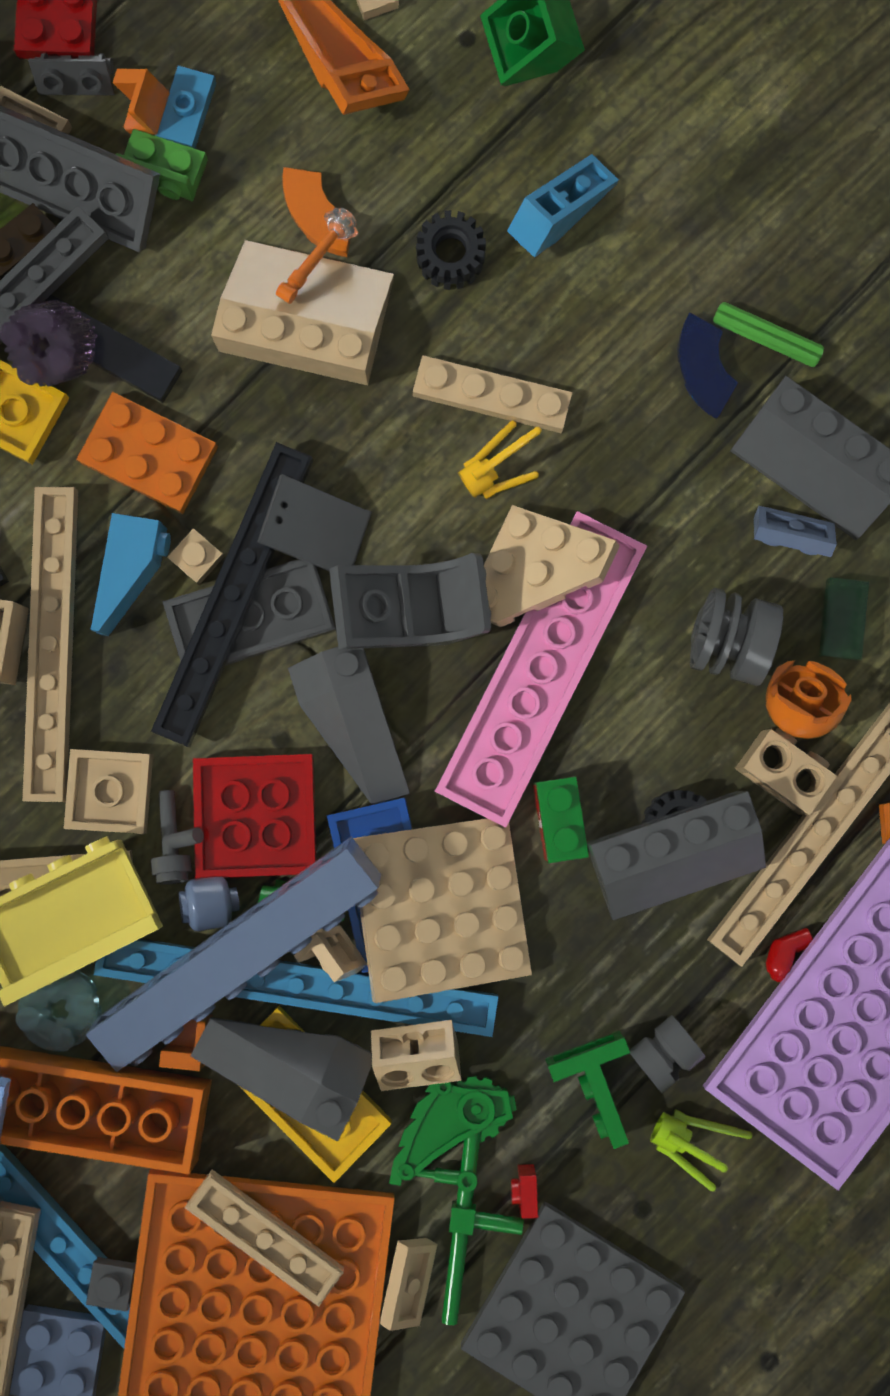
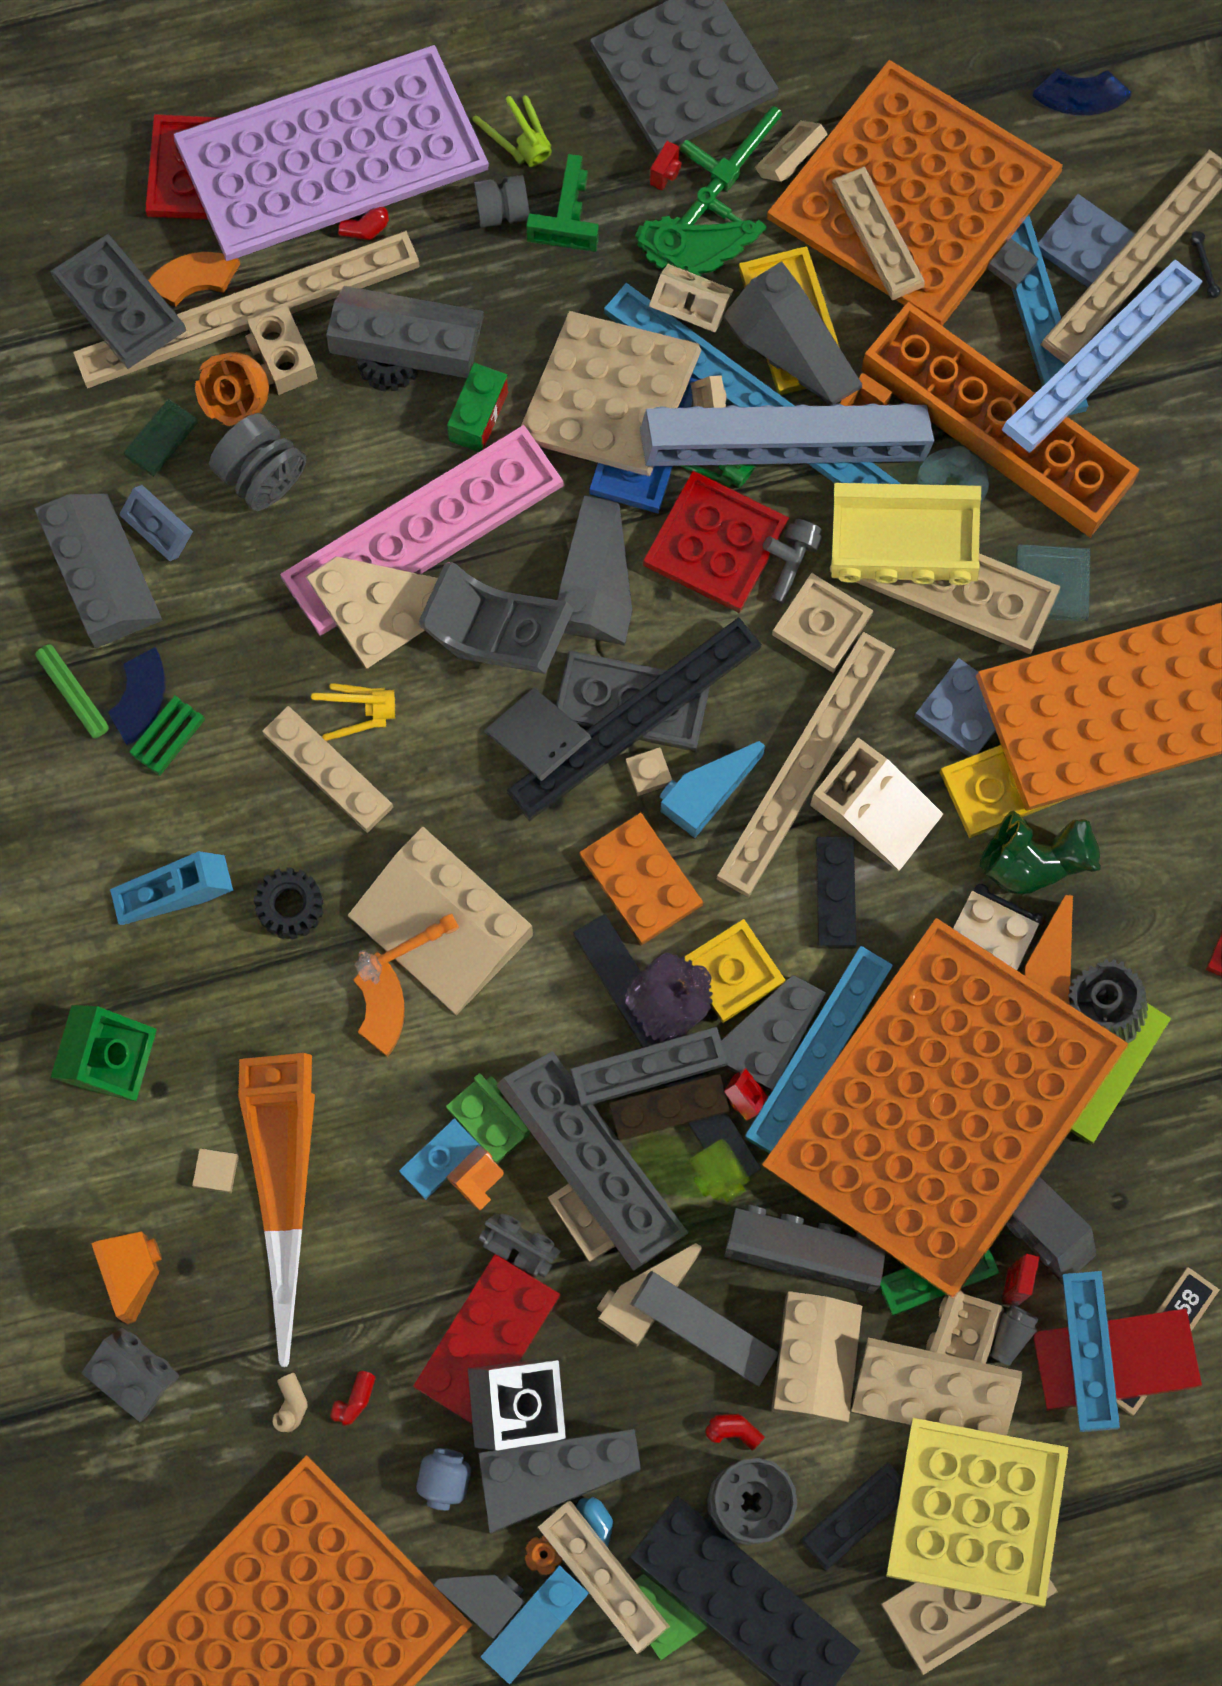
camera: 150 degrees left, 10 degrees down
(208, 903) = (790, 494): sand blue head -> none
(659, 312) = (166, 714): none -> green tile

